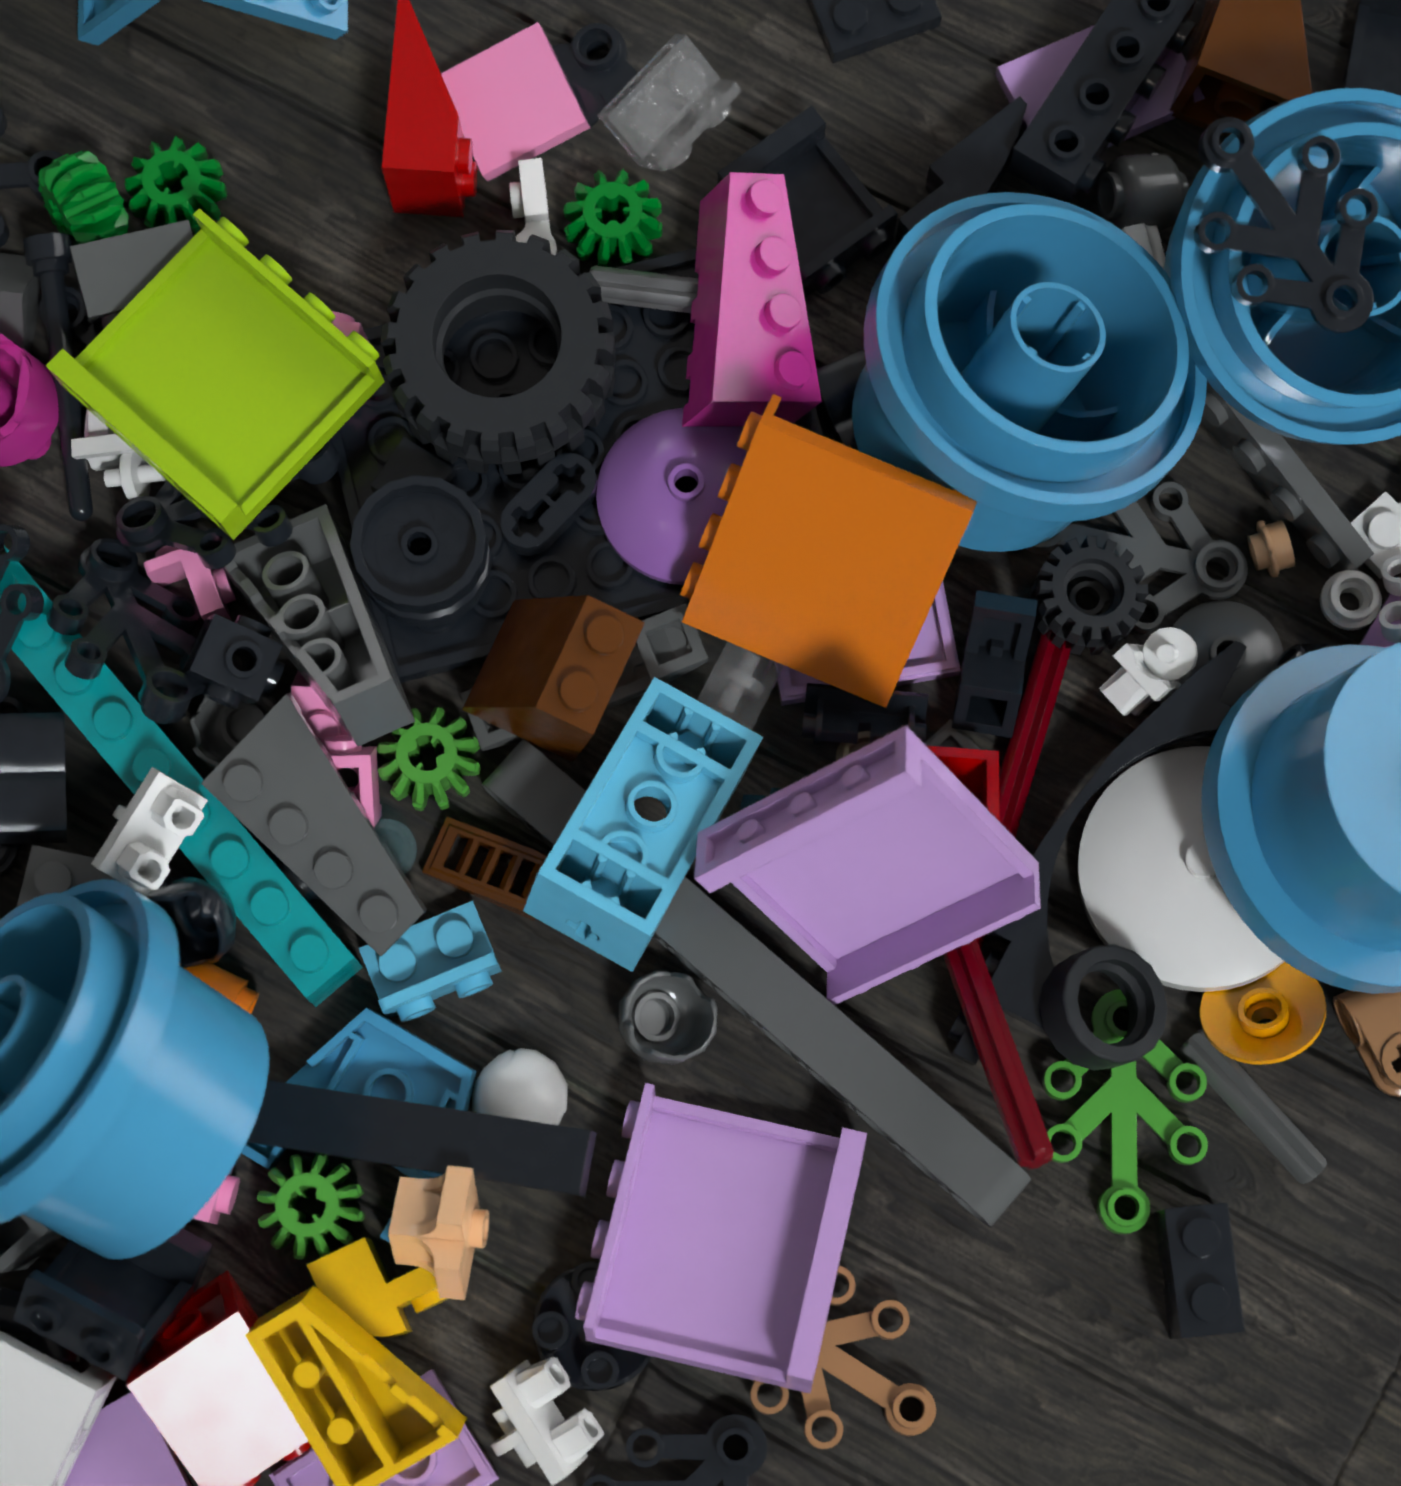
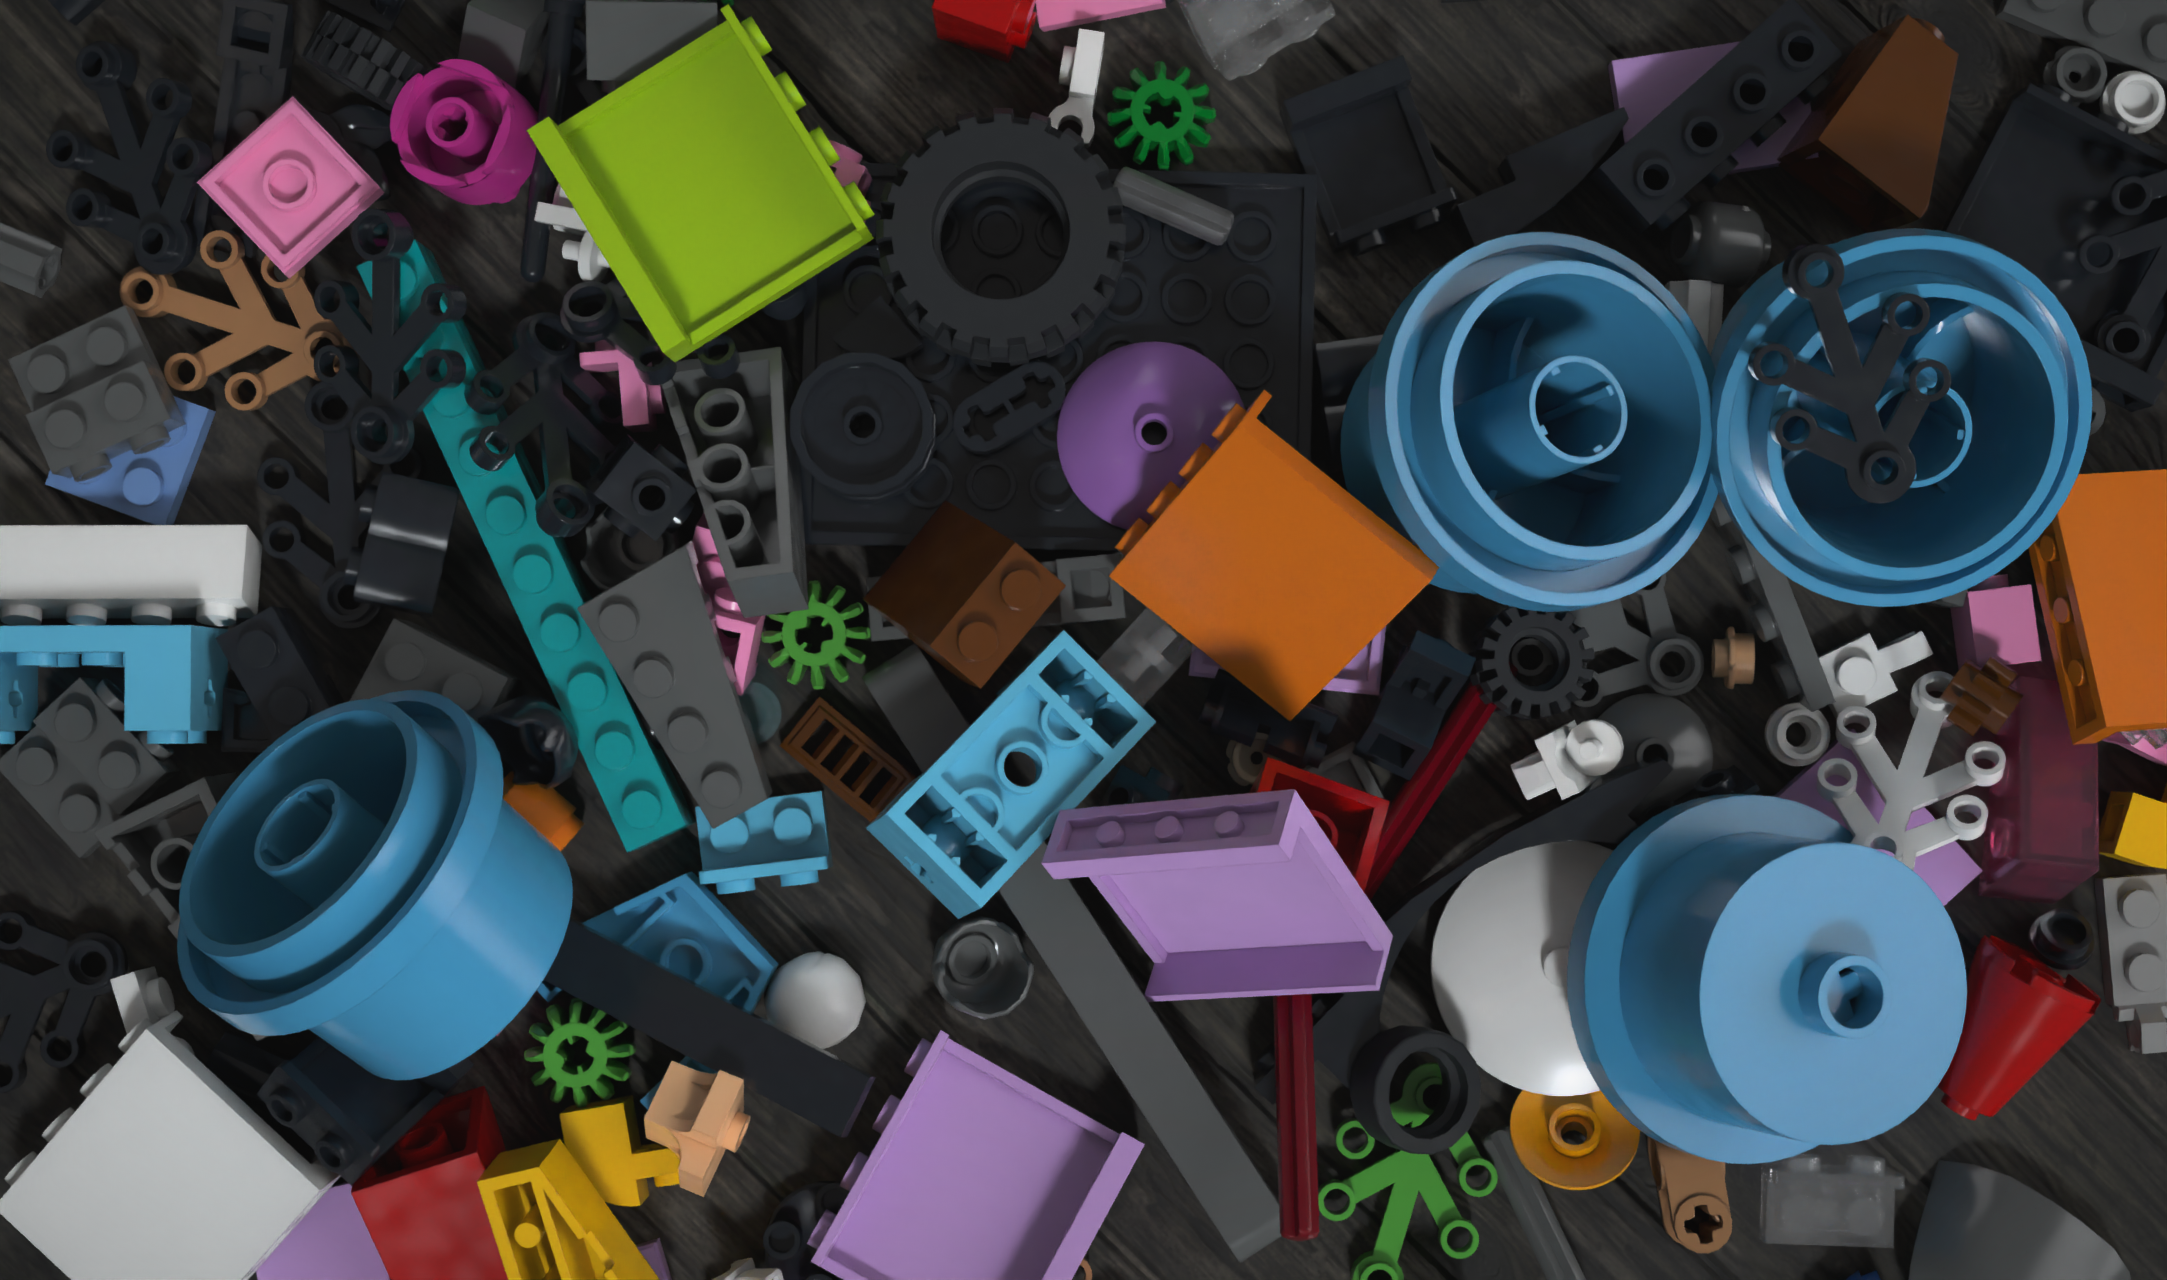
camera: 10 degrees right, 10 degrees up
(150, 832) = (512, 647): white hips -> none
(748, 308) = (1273, 265): dark pink wedge -> none

